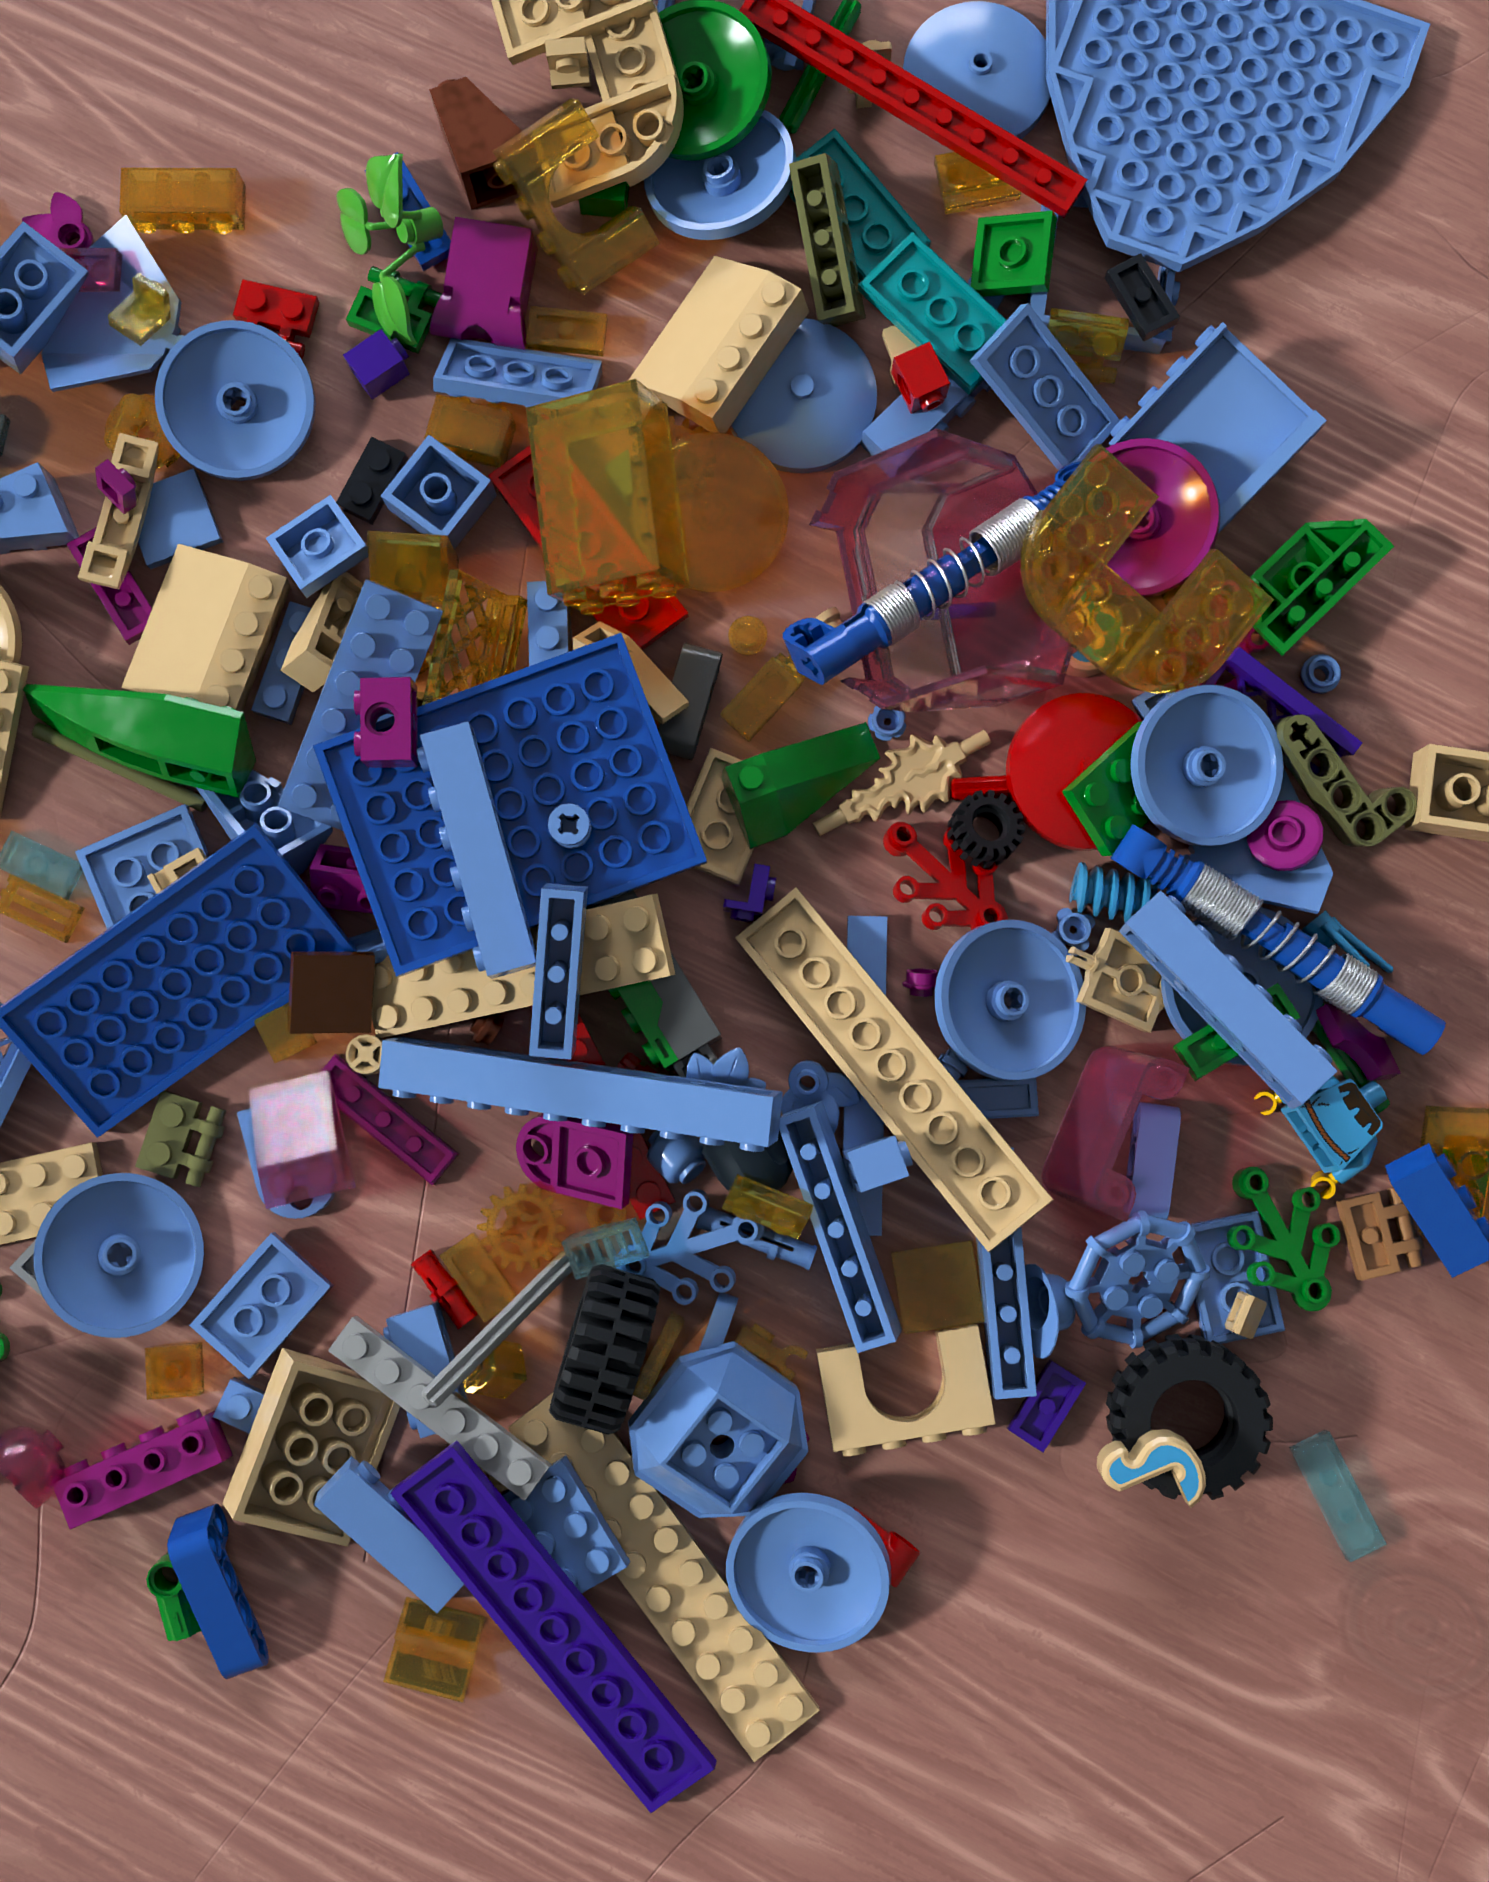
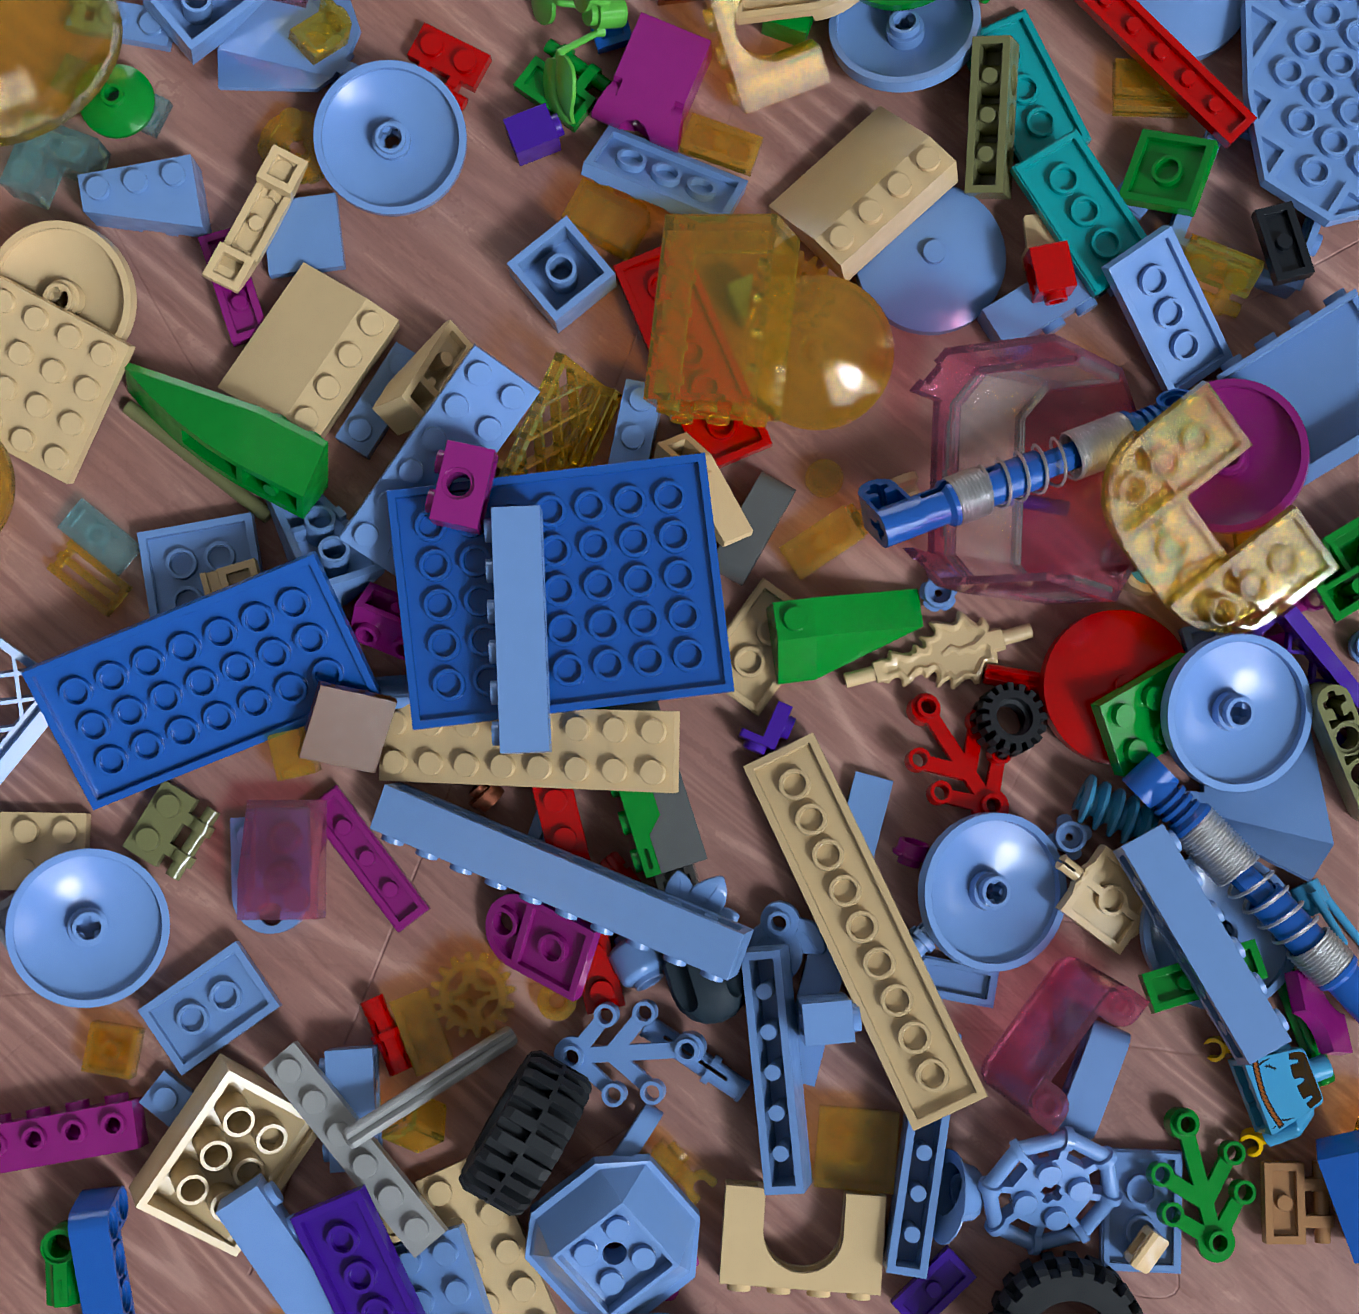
camera: 15 degrees right, 0 degrees up
(116, 486) = (259, 194): magenta plate -> none
(318, 546) = (436, 296): medium blue plate -> none
(362, 1050) = (360, 795): tan wheel -> none
(369, 479) = (501, 243): black plate -> none
(412, 564) = (520, 337): clear yellow slope -> none
(558, 971) = (568, 763): medium blue brick -> none
(574, 832) = (614, 633): medium blue wheel -> none
(578, 1255) = (521, 1036): clear light blue slope -> none
(658, 1355) = (576, 1148): clear yellow tile -> none
(767, 1206) = (712, 1034): clear yellow plate -> none
(1287, 837) = (1298, 799): magenta wheel -> none

